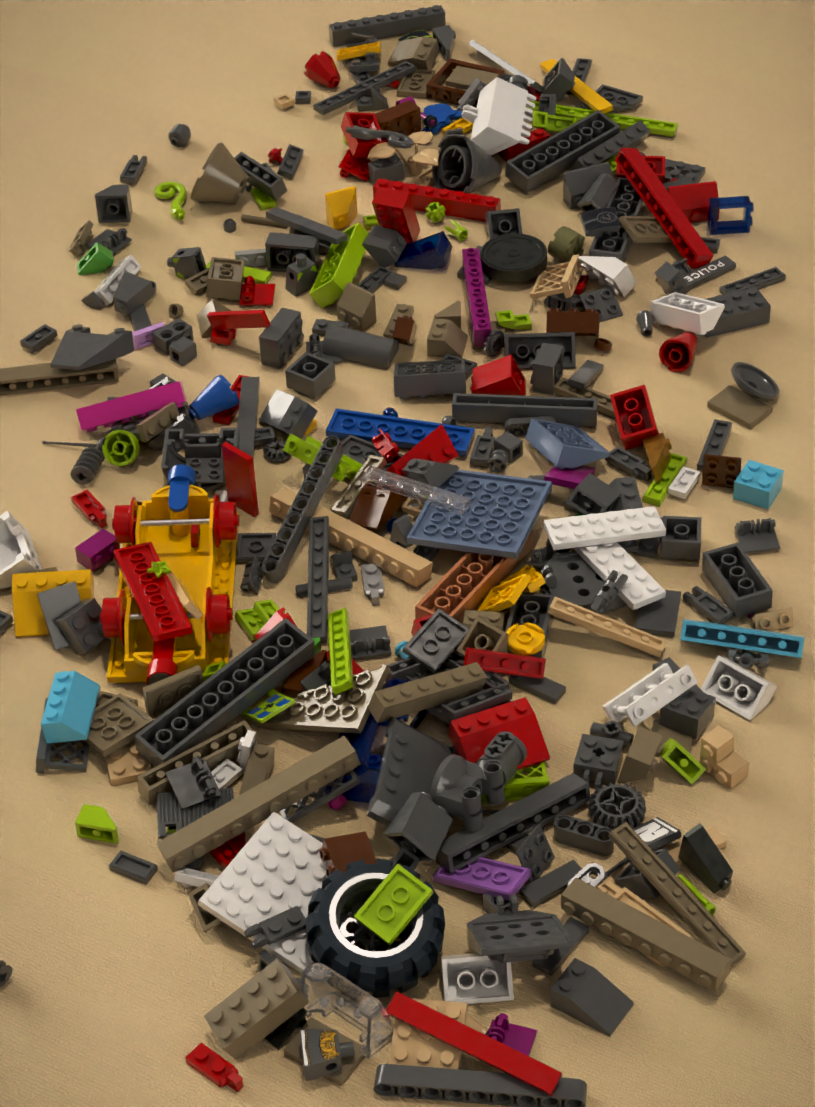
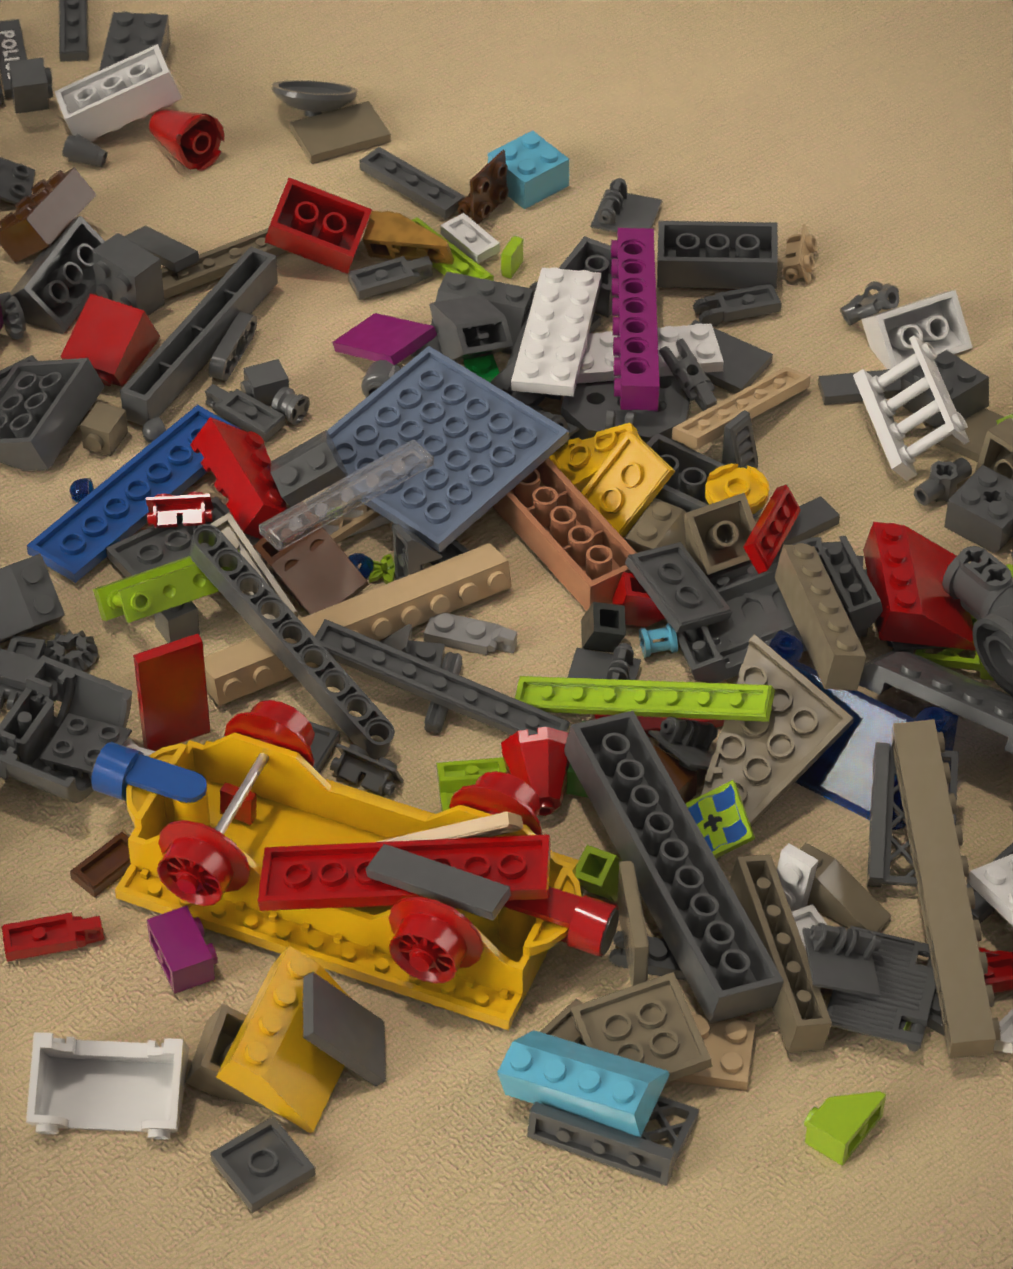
camera: 70 degrees left, 5 degrees up
(82, 626) = (387, 1007): dark grey brick -> none
(133, 867) = (949, 1106): dark grey tile -> none
(141, 598) = (438, 882): none -> dark grey tile
(159, 568) = (362, 845): lime plant -> none
(397, 625) = (603, 627): none -> pearl dark grey brick
(436, 404) = (104, 428): none -> dark tan brick
(564, 444) = (315, 320): sand blue slope -> none
(577, 647) = (741, 447): none -> dark grey slope
(603, 344) = (98, 211): reddish brown tile -> none
(633, 552) = (636, 319): none -> magenta brick
(678, 502) = (512, 257): none -> lime tile
(742, 638) = (831, 292): medium azure brick -> none

